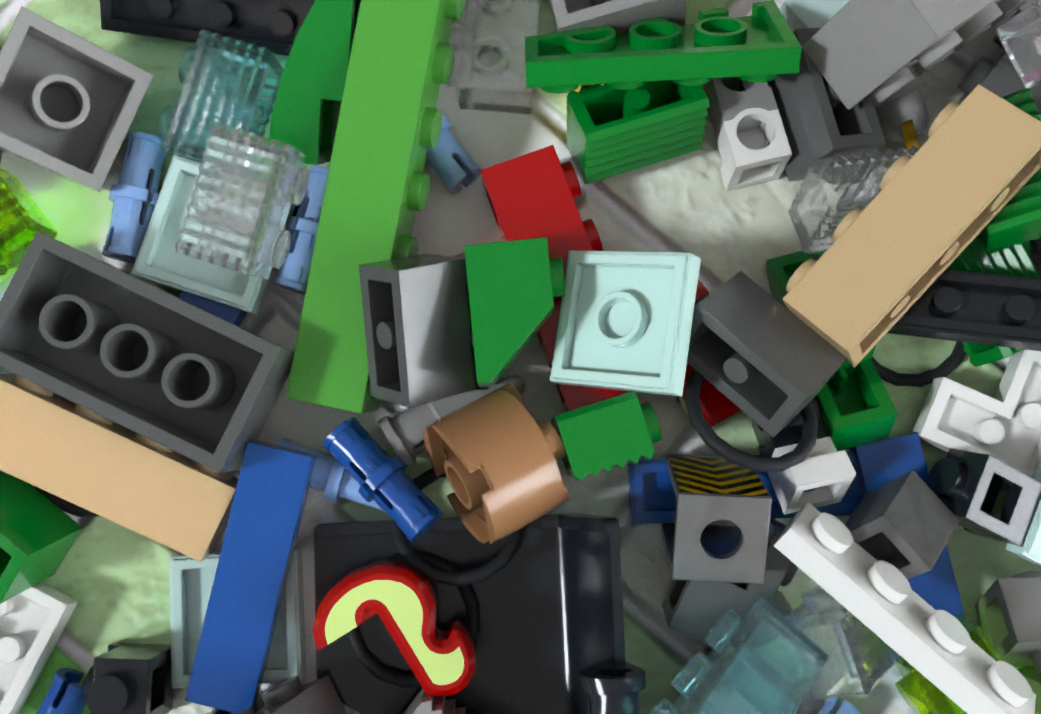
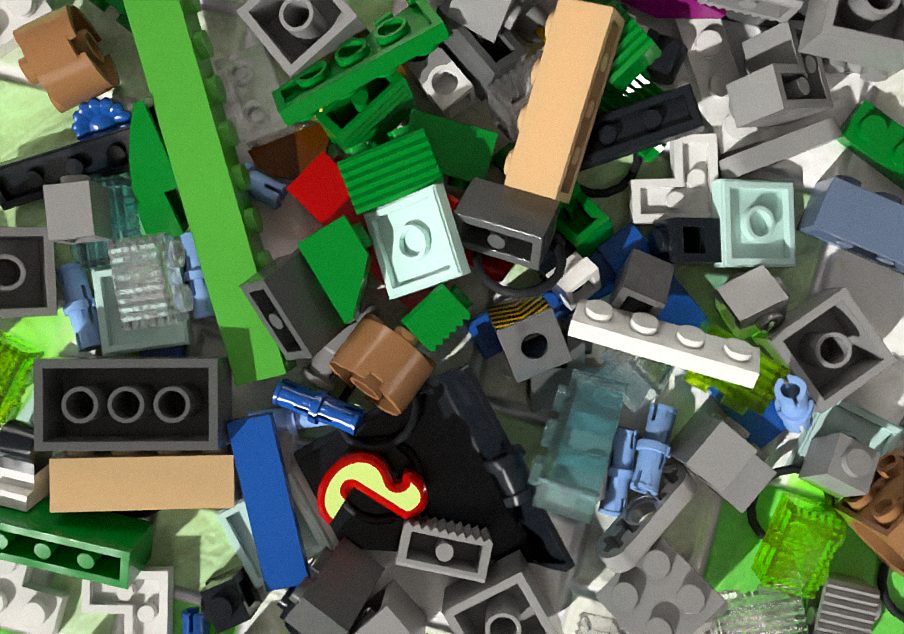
camera: 25 degrees left, 5 degrees up
(195, 67) = (77, 211): none -> light grey brick
(507, 131) = (292, 153): none -> reddish brown tile
(636, 207) = (389, 170): none -> green brick
(717, 219) = (459, 147): none -> green brick

